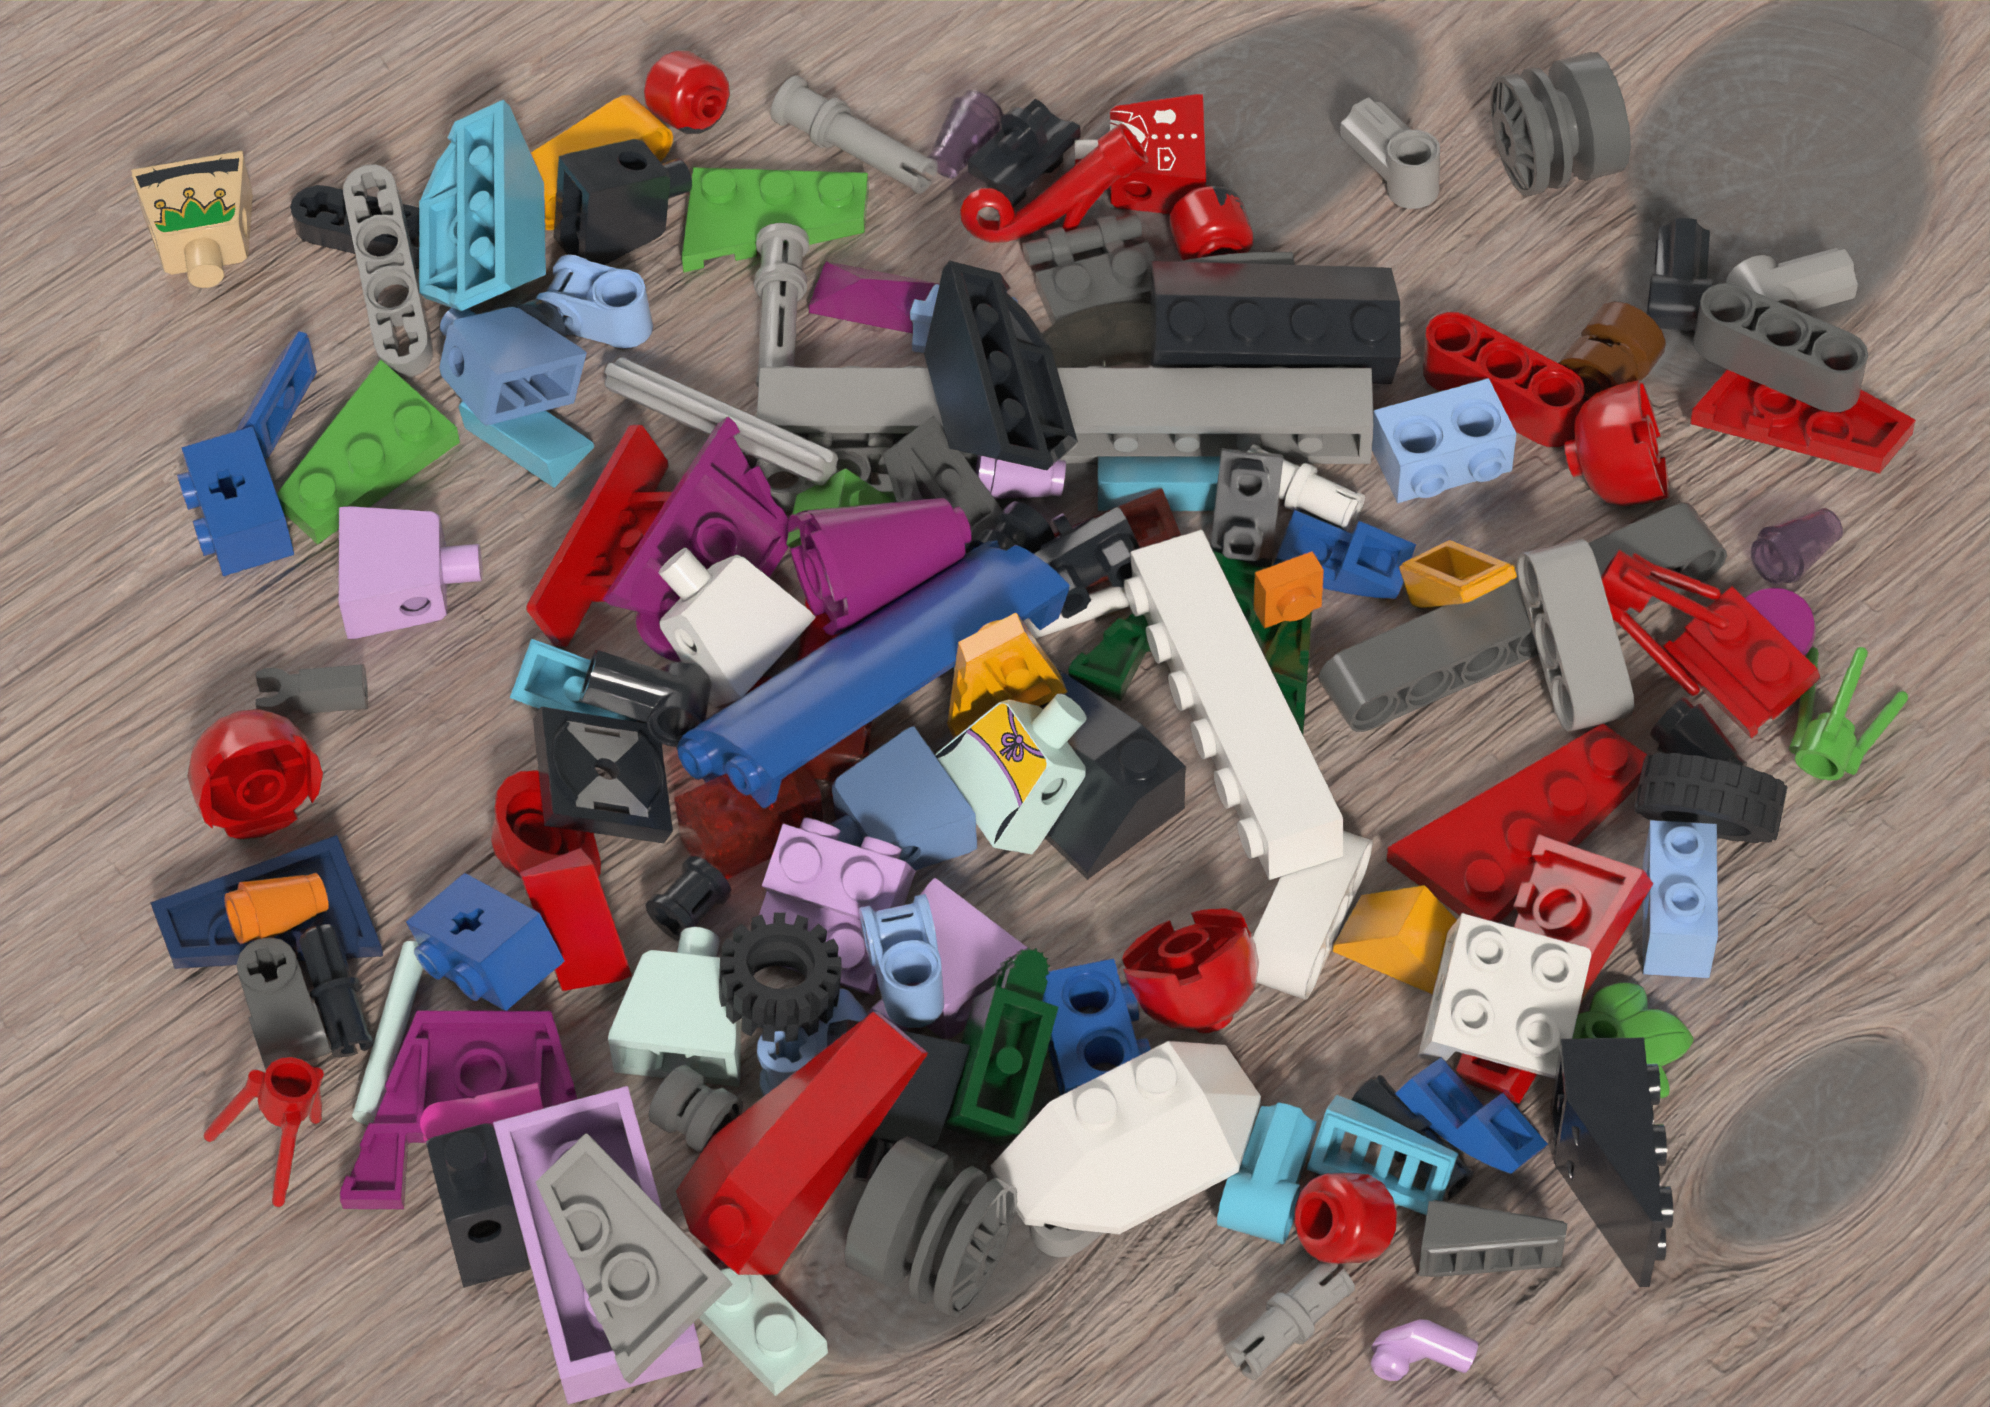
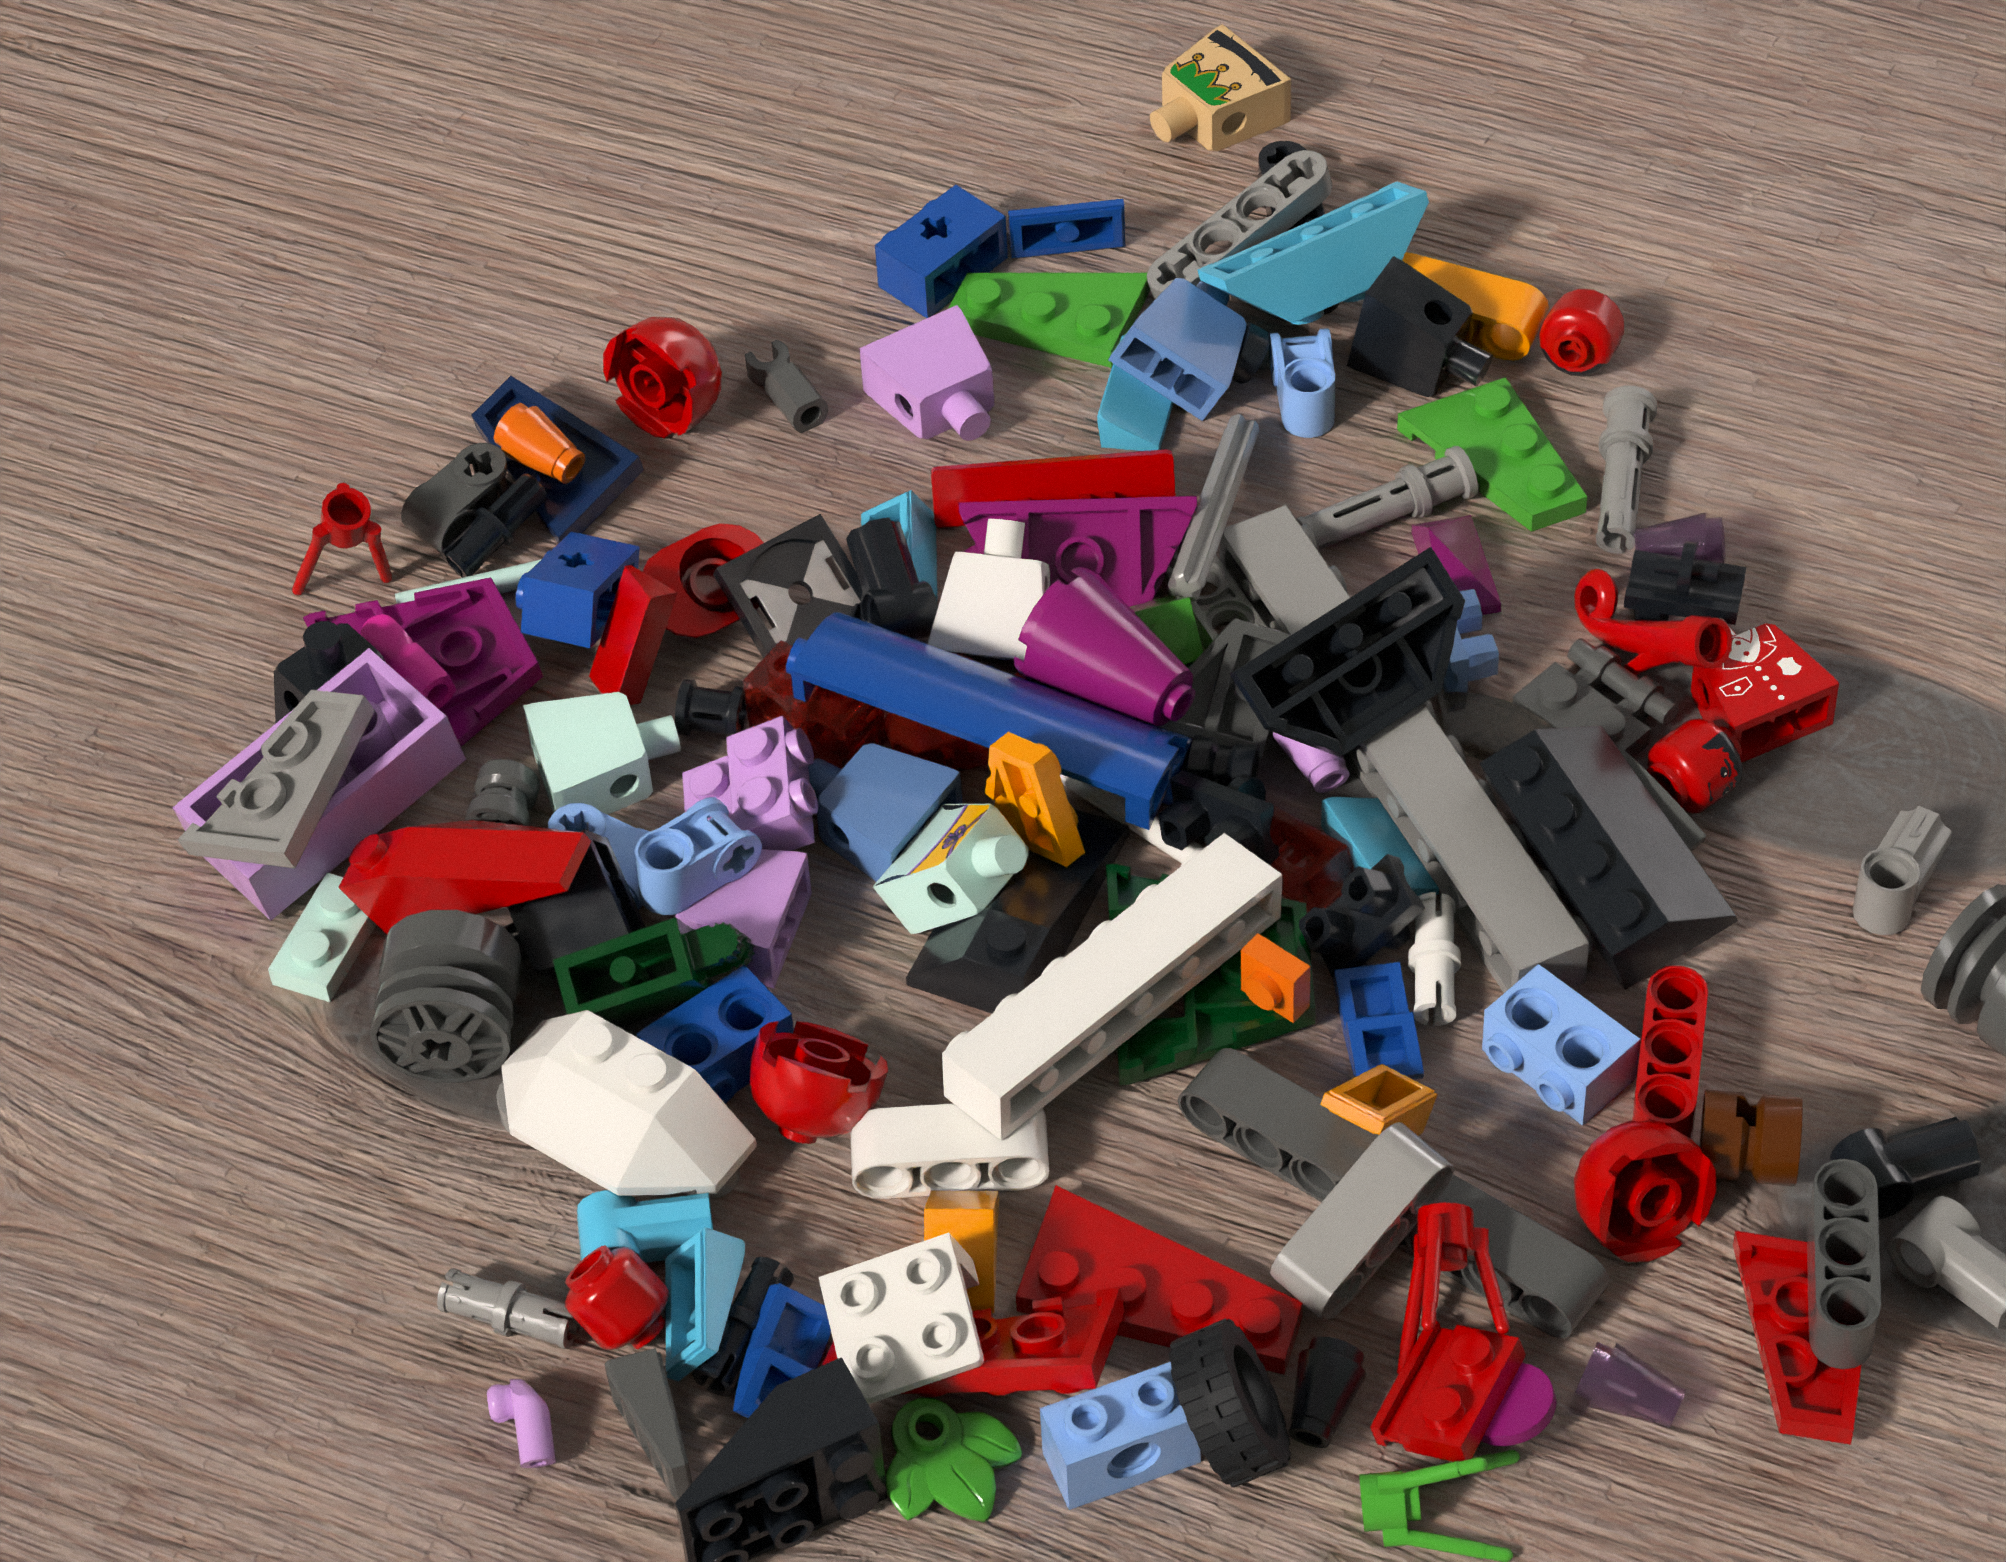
camera: 65 degrees right, 5 degrees down
(779, 946) = (629, 752): black tyre -> none

